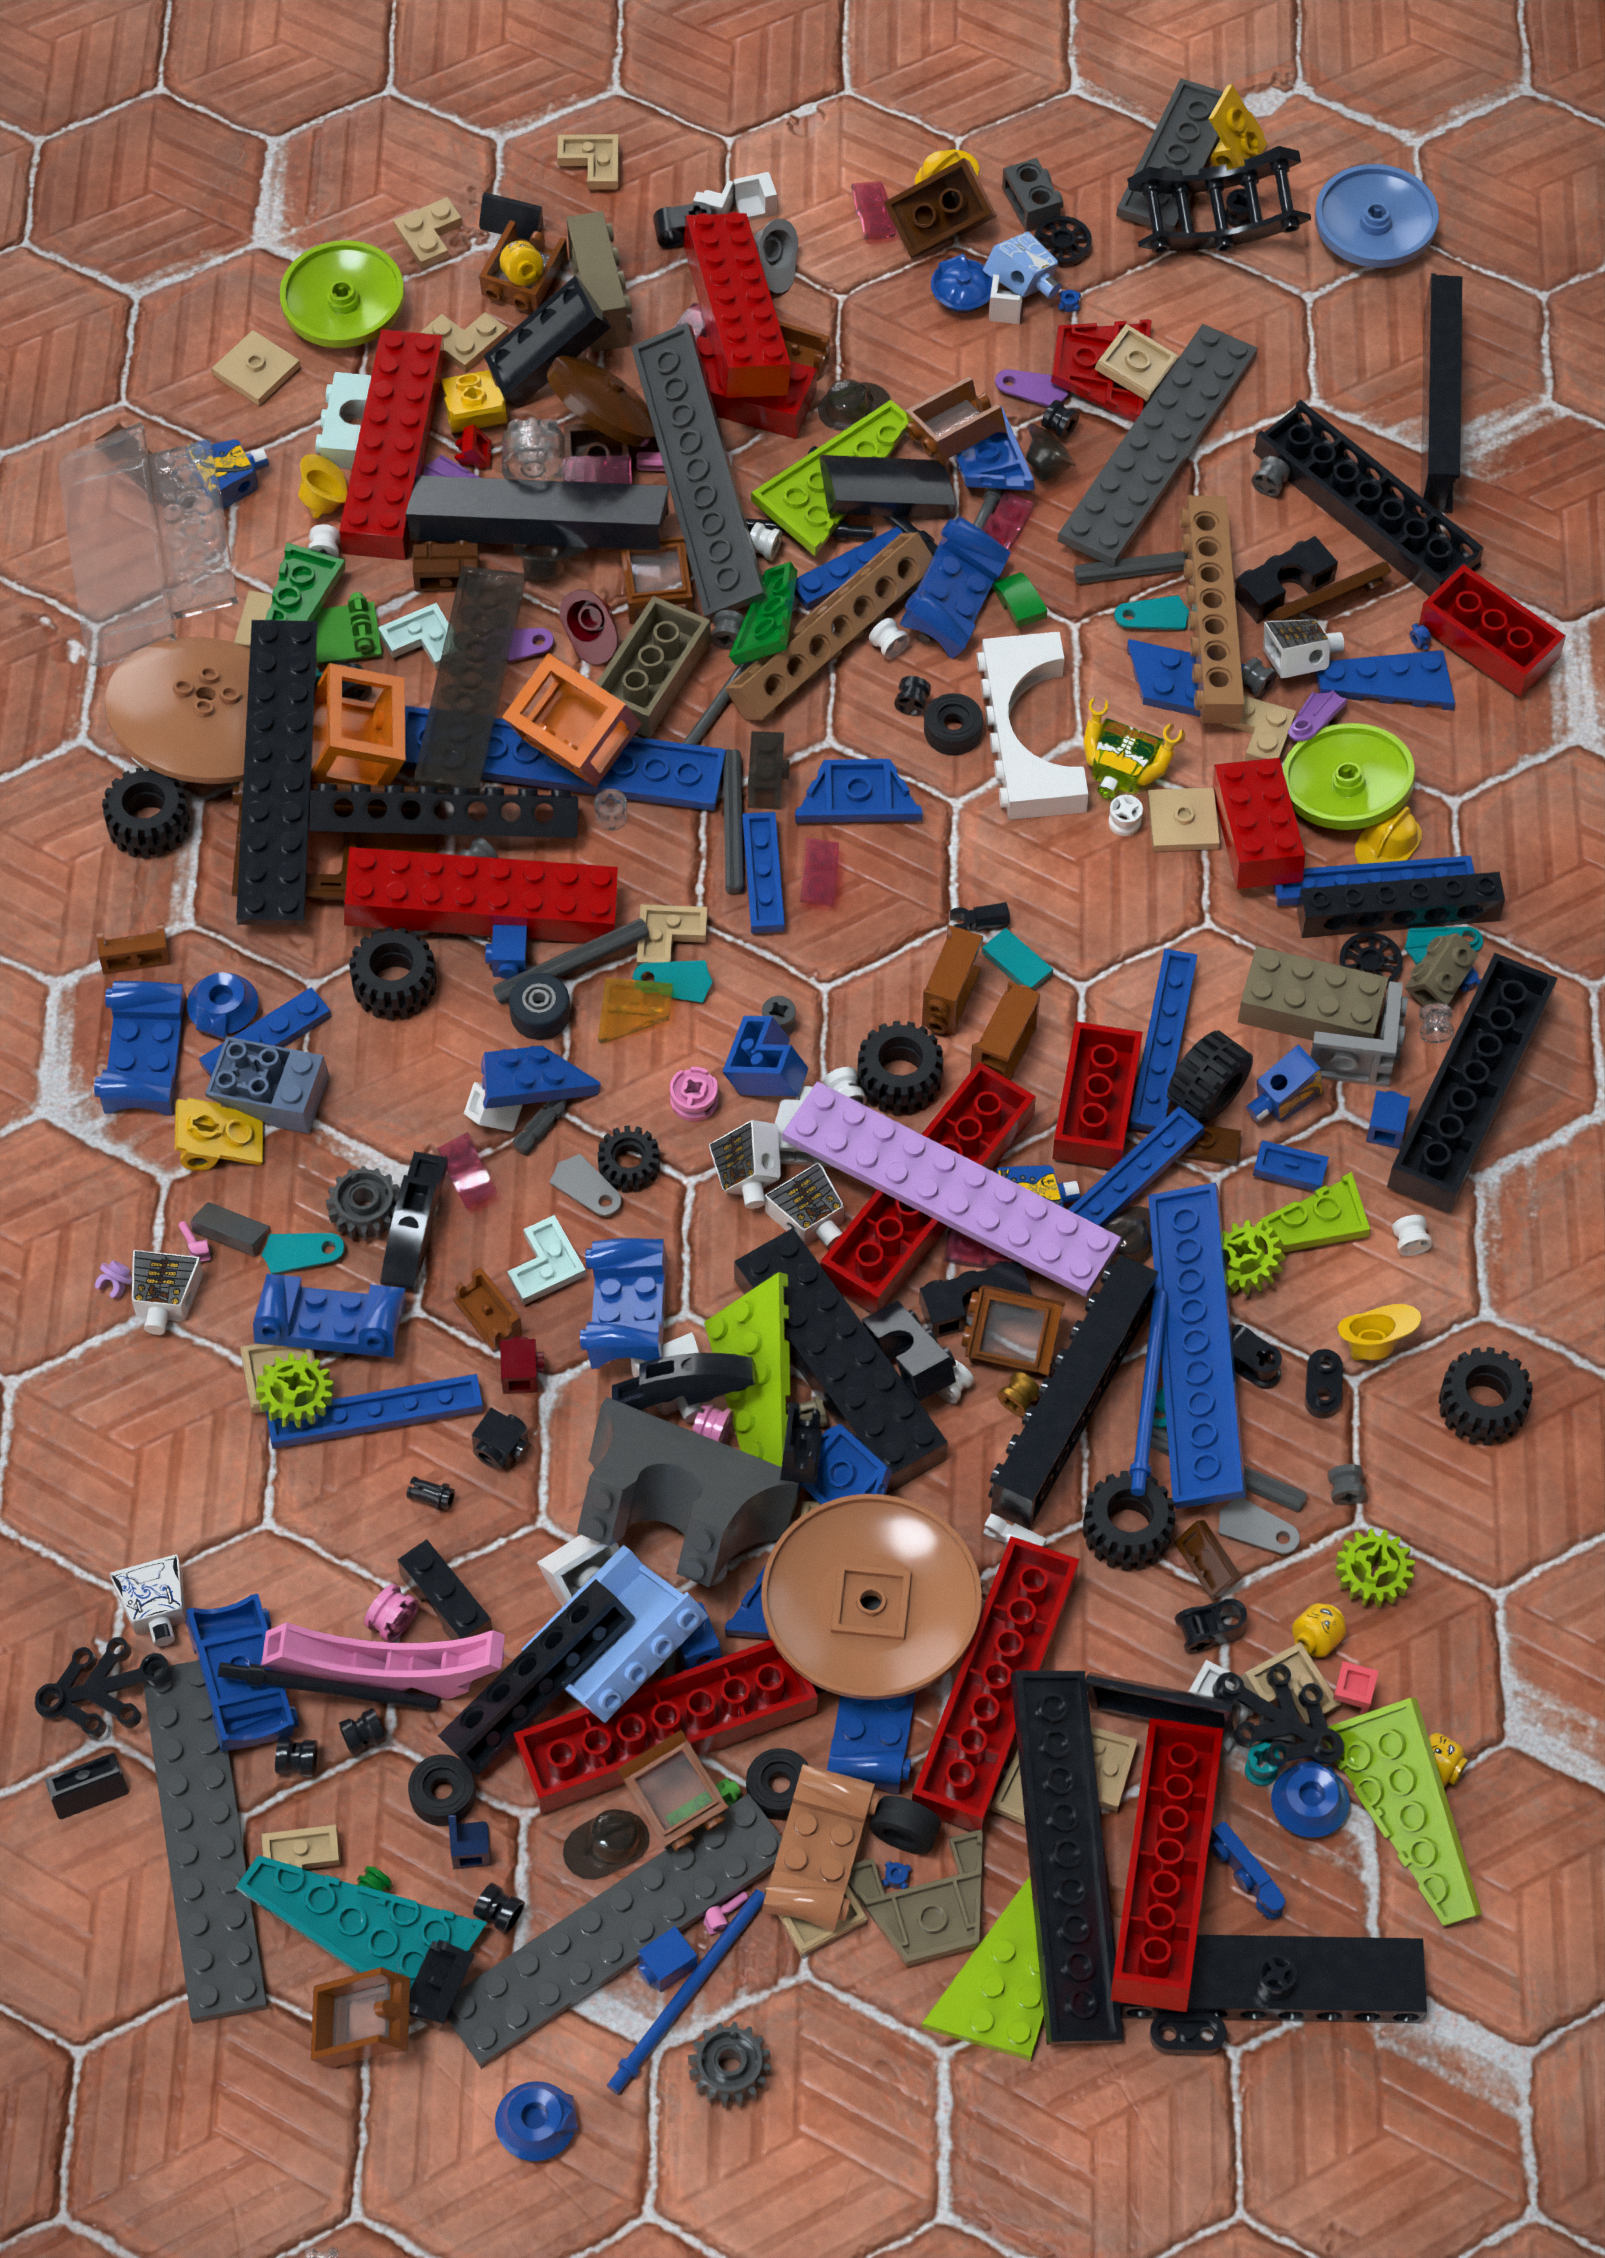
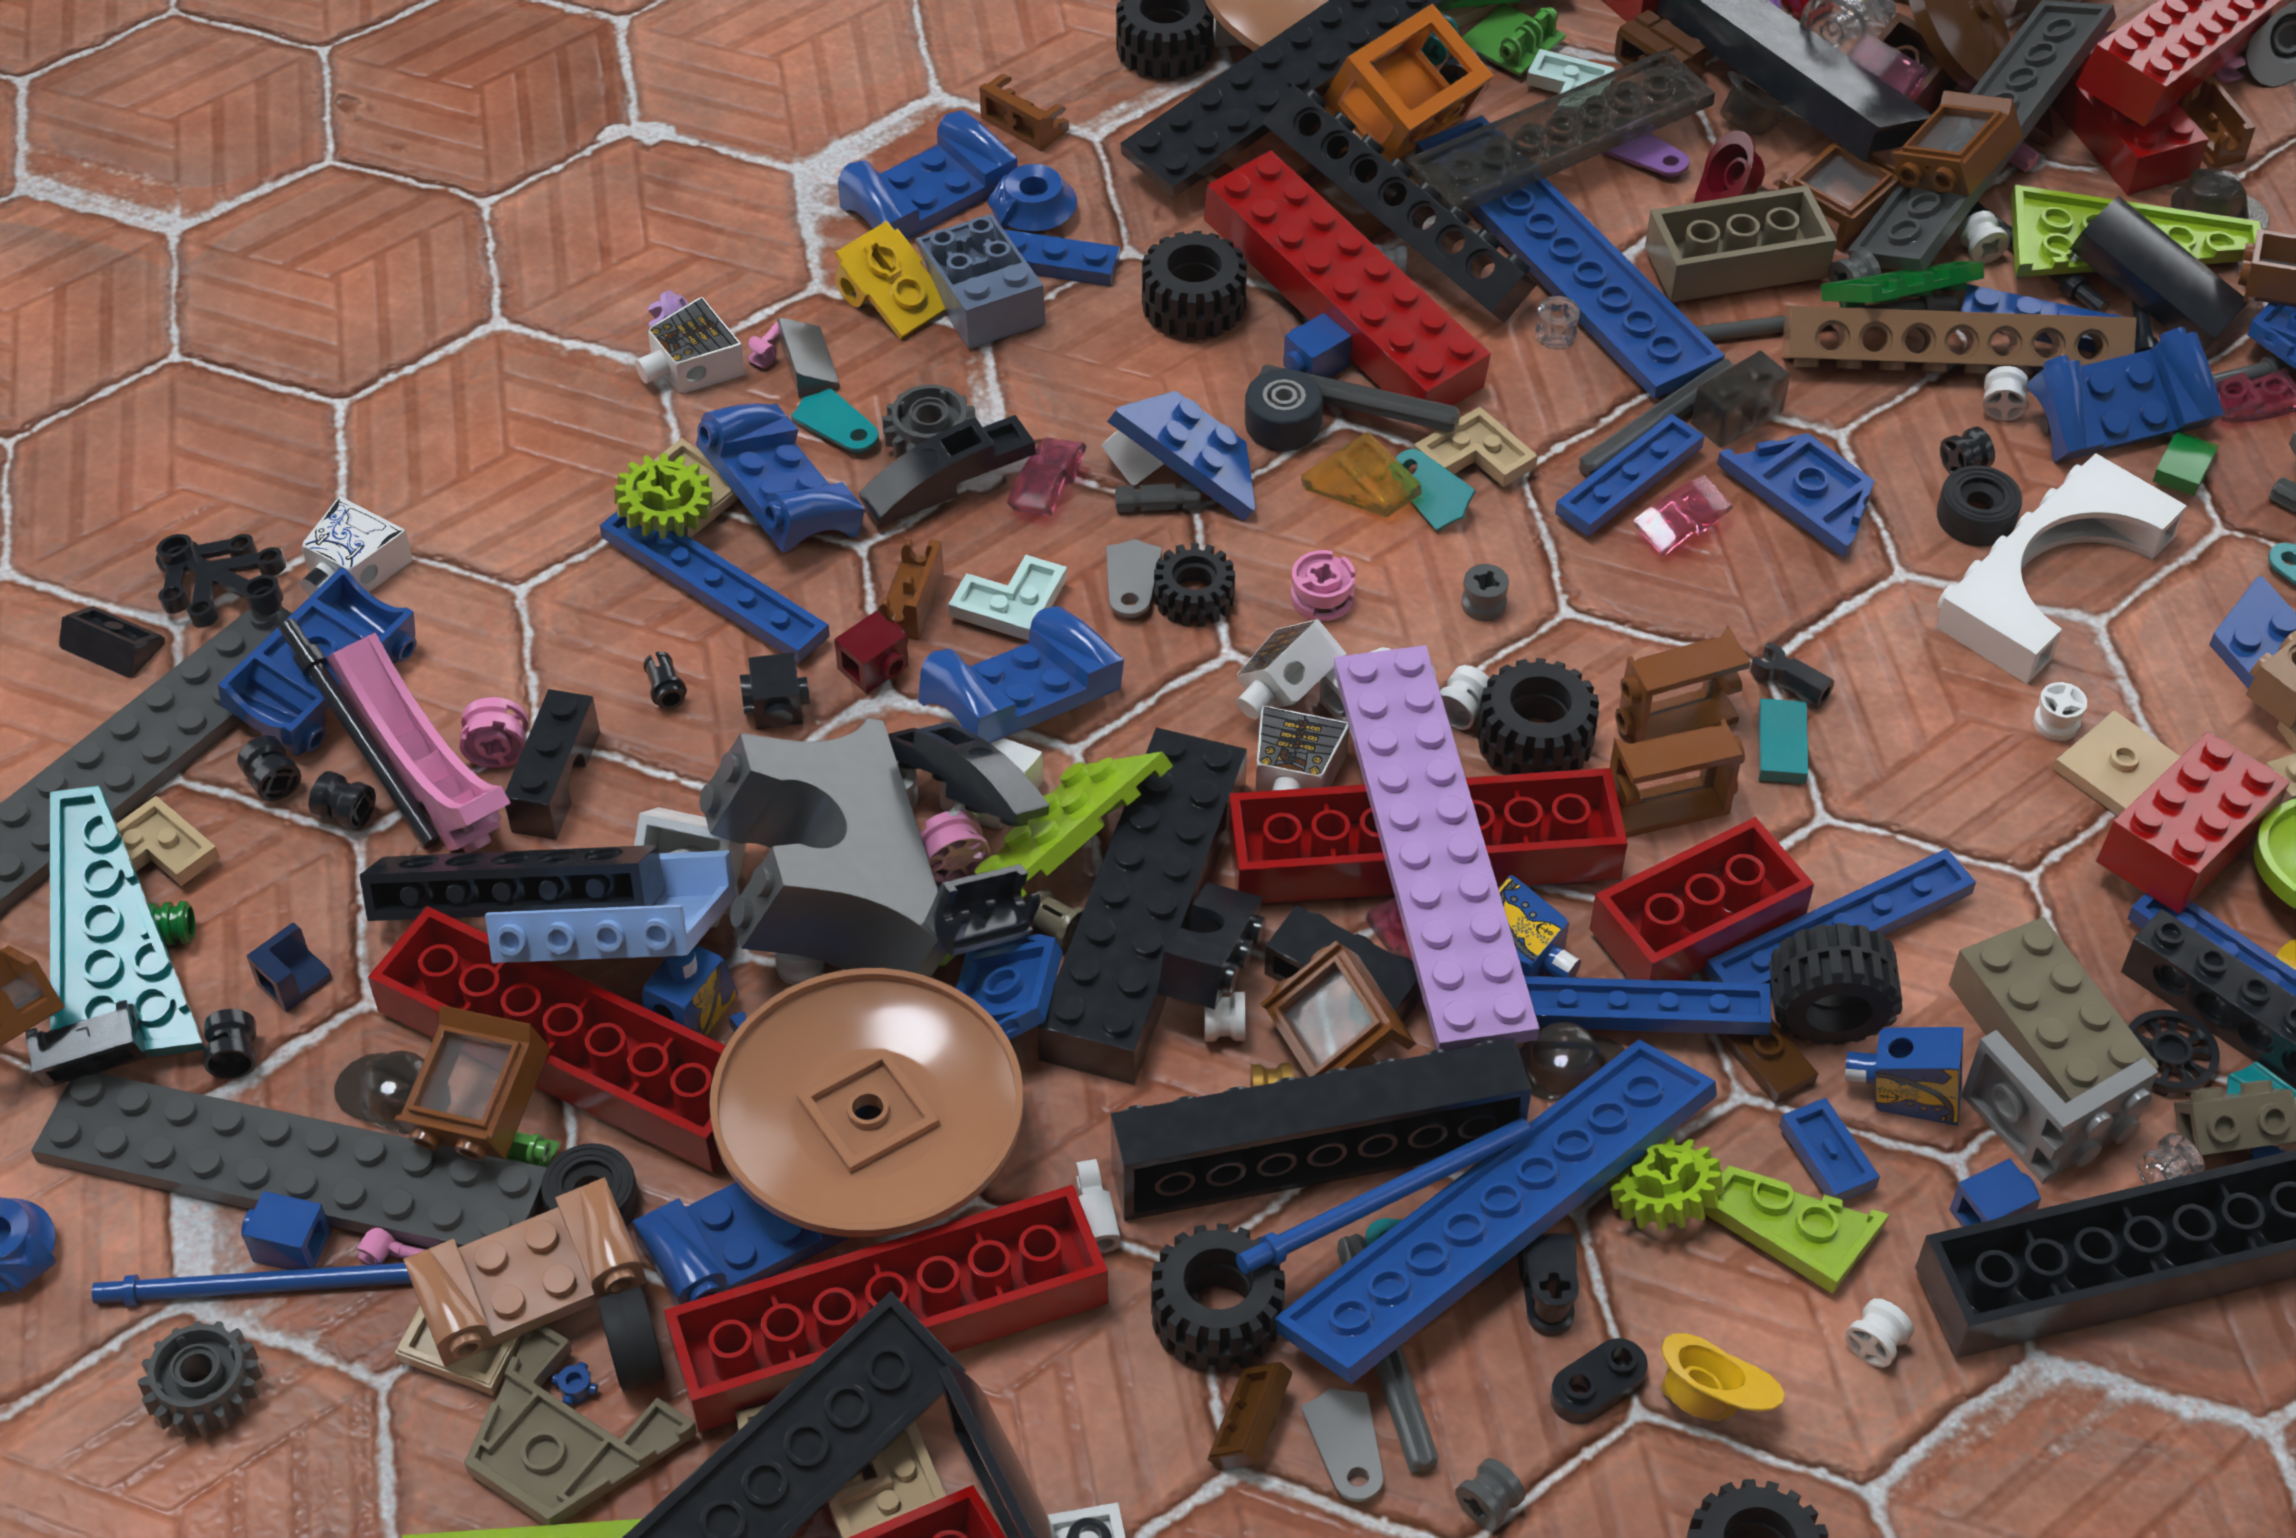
camera: 50 degrees right, 10 degrees down
(441, 1769) = (322, 885): black tyre -> none
(573, 721) = (1599, 227): orange piece -> none
(705, 496) = (1959, 144): none -> dark orange window
(763, 1060) = (1415, 601): blue brick -> none
(1124, 755) = (2125, 659): torso -> none
(1204, 1627) = (1163, 1473): black piece -> none

